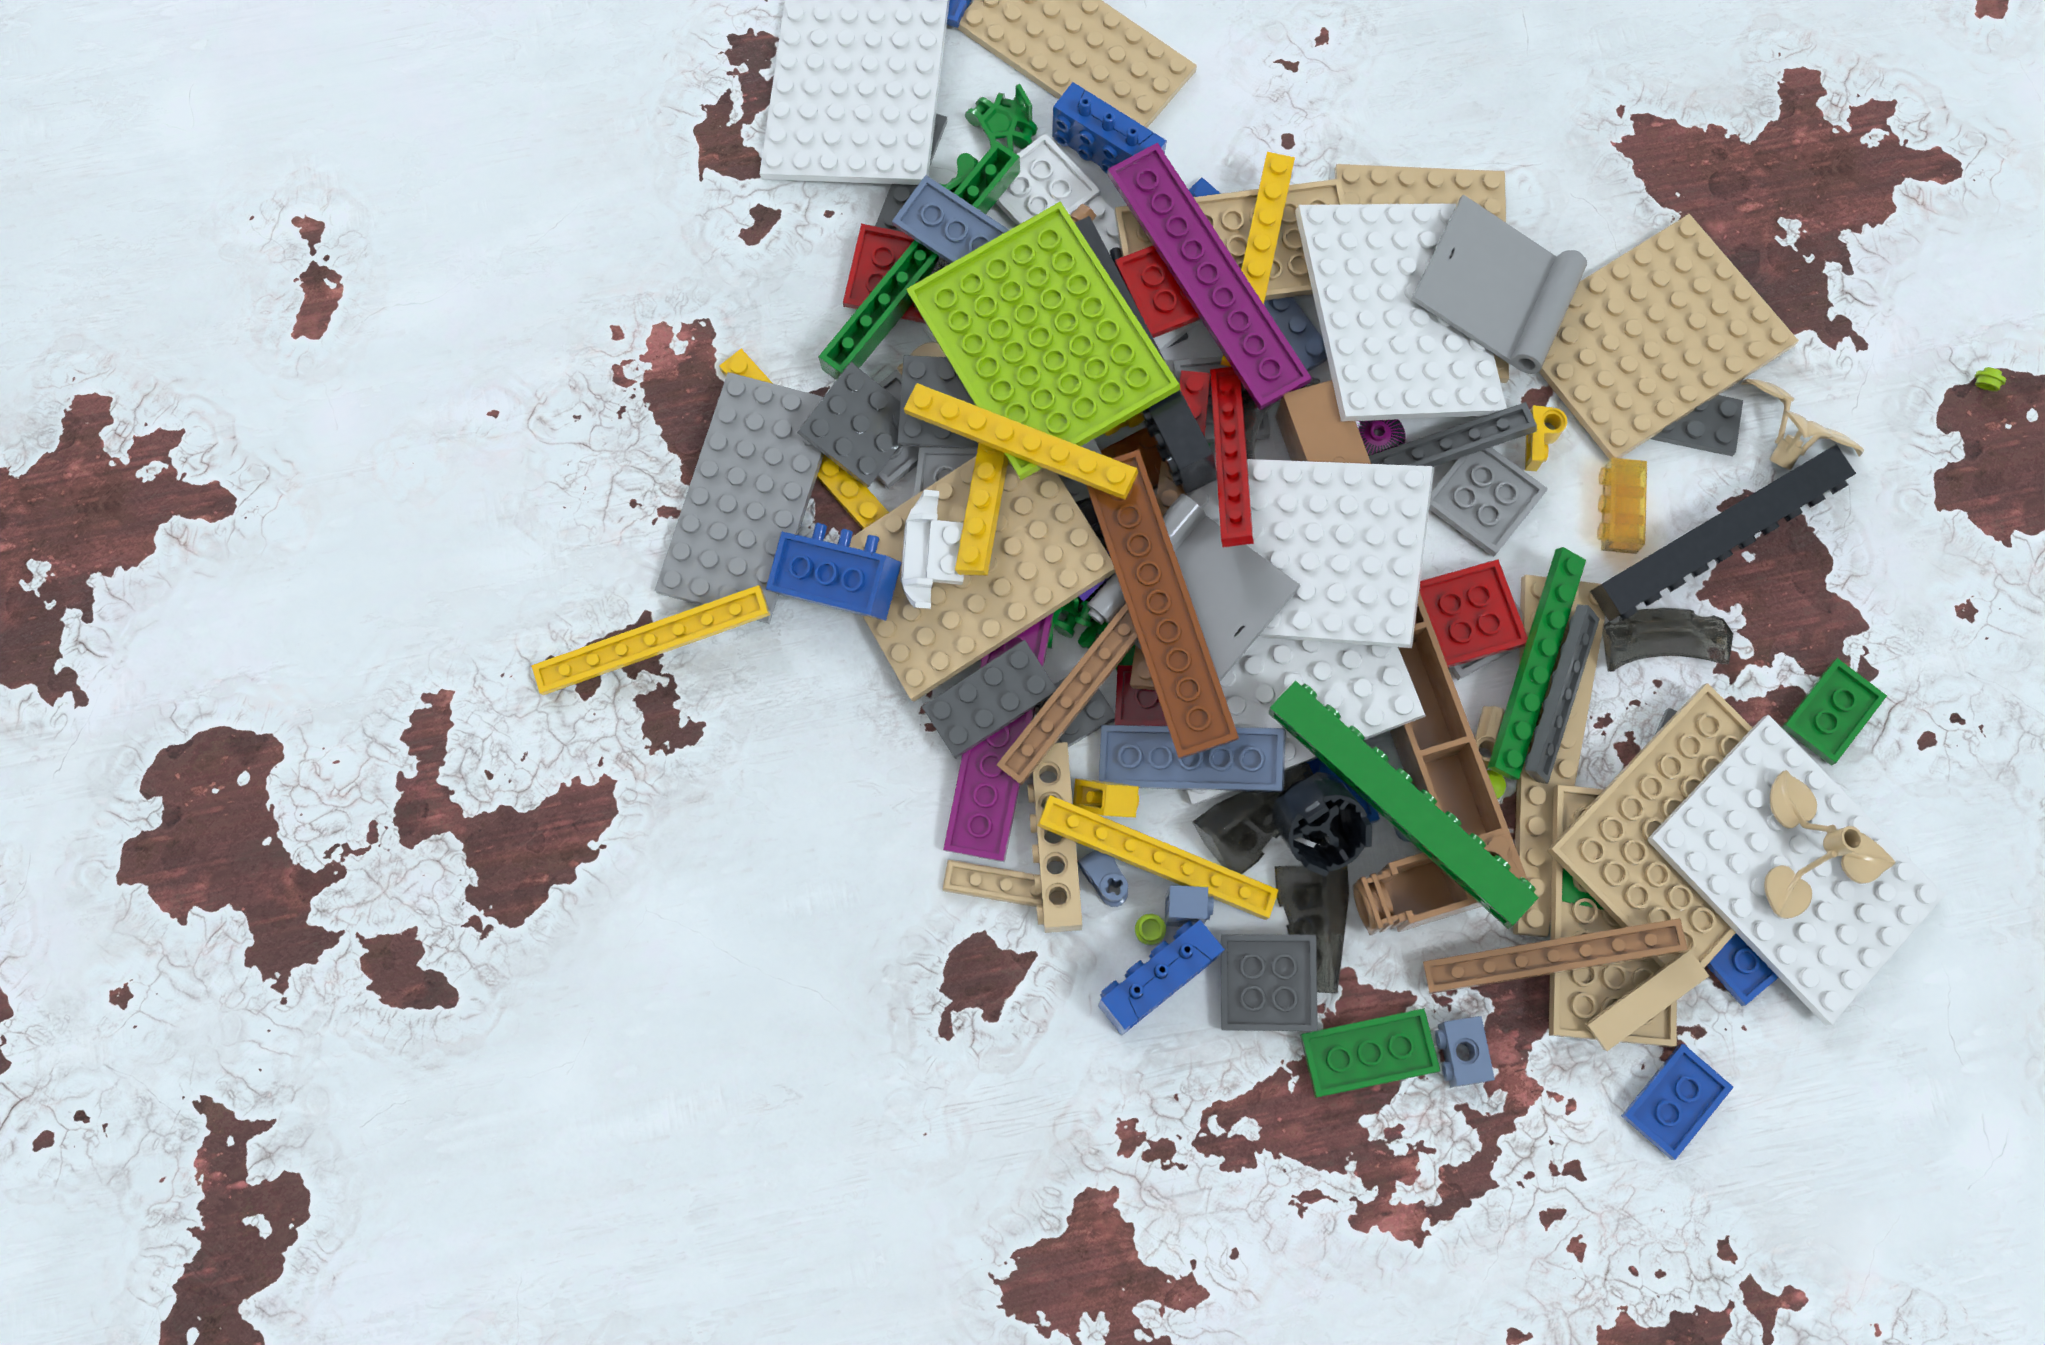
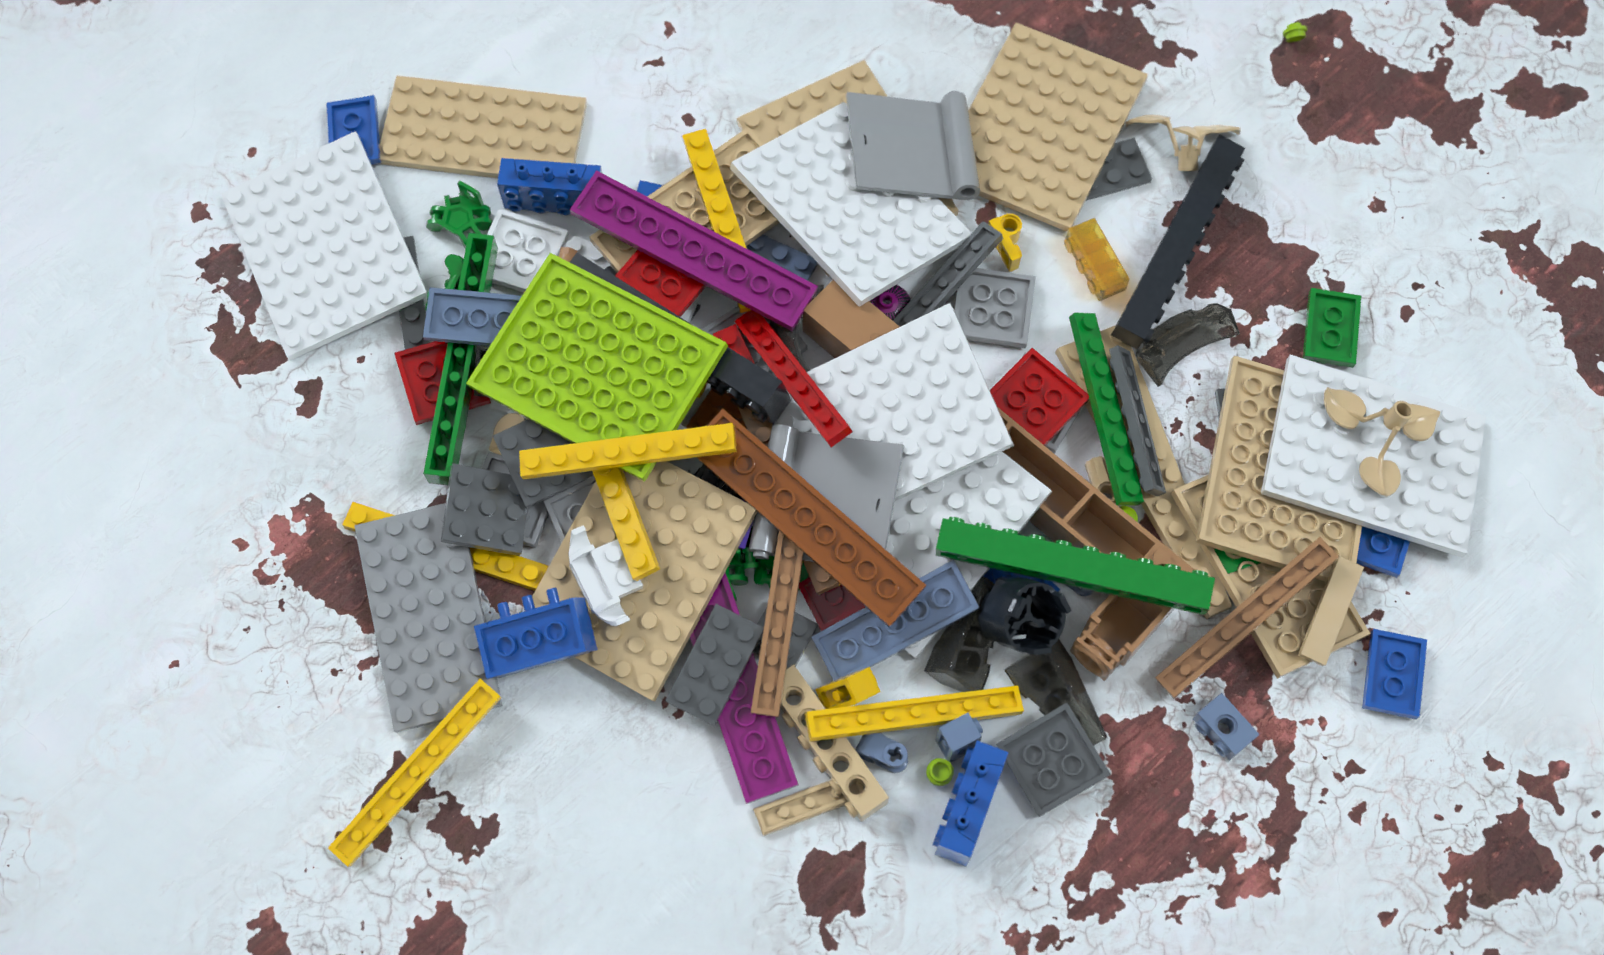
camera: 30 degrees left, 5 degrees down
(1369, 1053) = (1157, 769): green plate -> none

